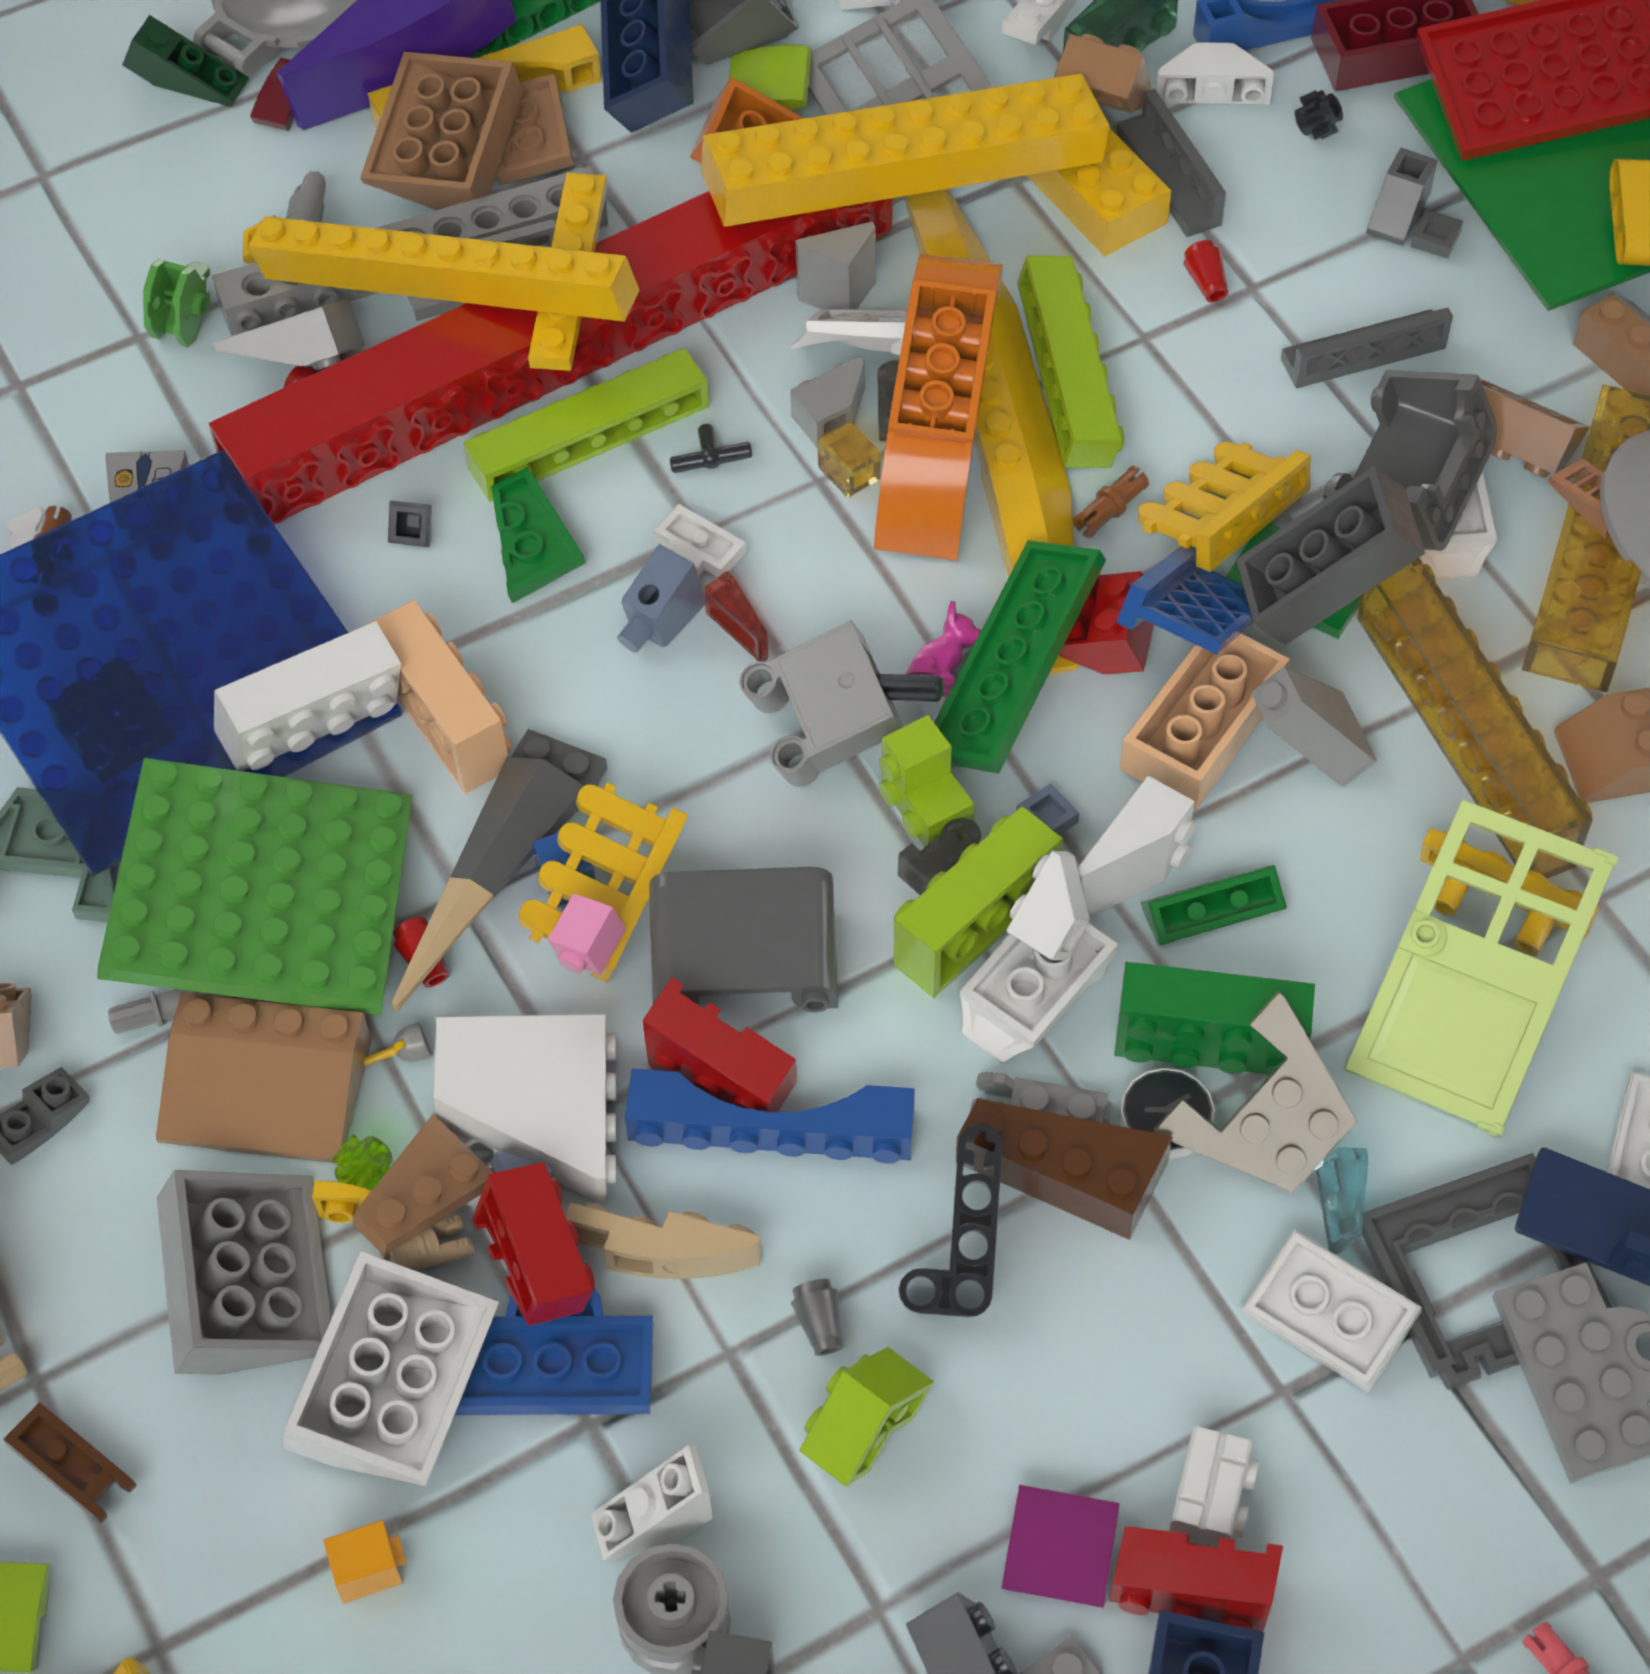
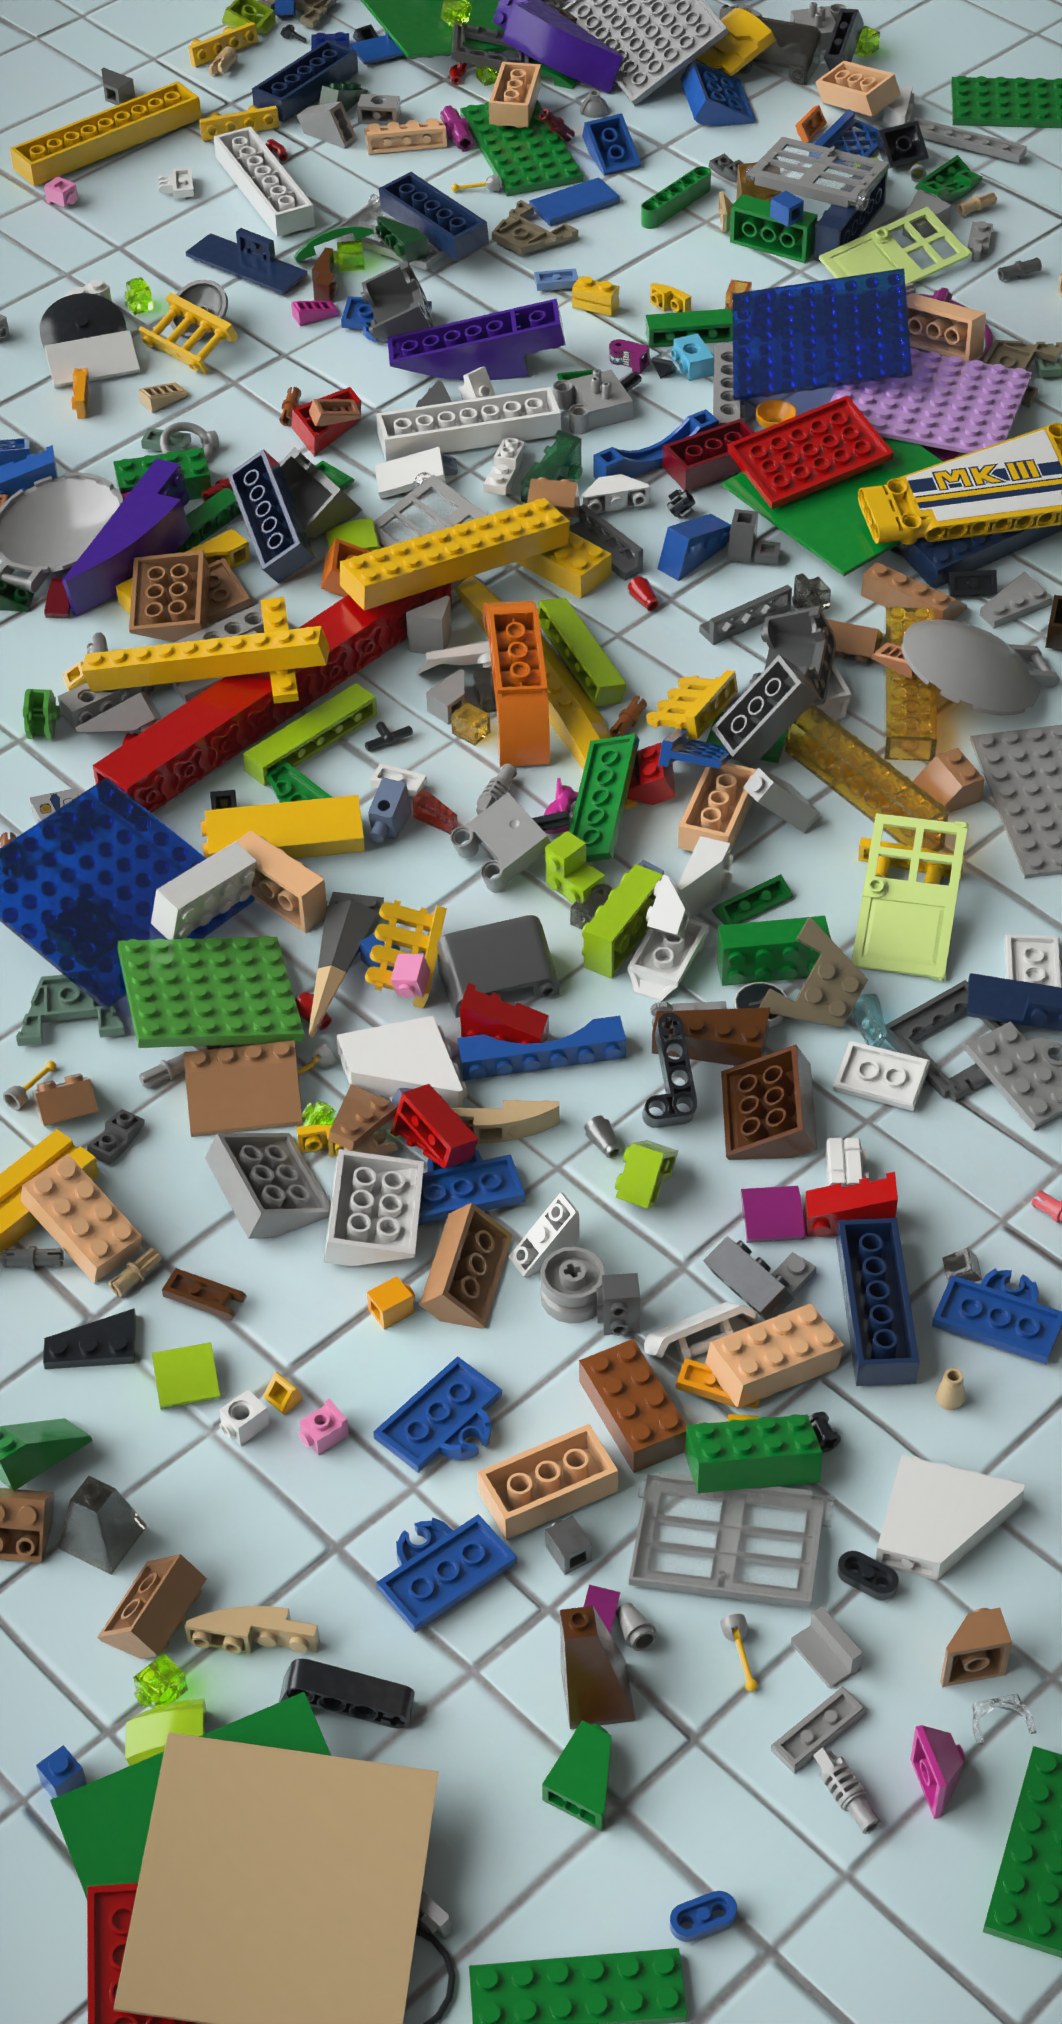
camera: 15 degrees left, 10 degrees down
(490, 597) = (296, 827): none -> yellow brick
(509, 1526) = (466, 1268): none -> medium nougat slope
(851, 595) = (496, 787): none -> light grey hinge
(1118, 1329) = (769, 1107): none -> reddish brown slope
(1313, 195) = (692, 544): none -> blue wedge
(1484, 334) = (810, 593): none -> clear smoke brick

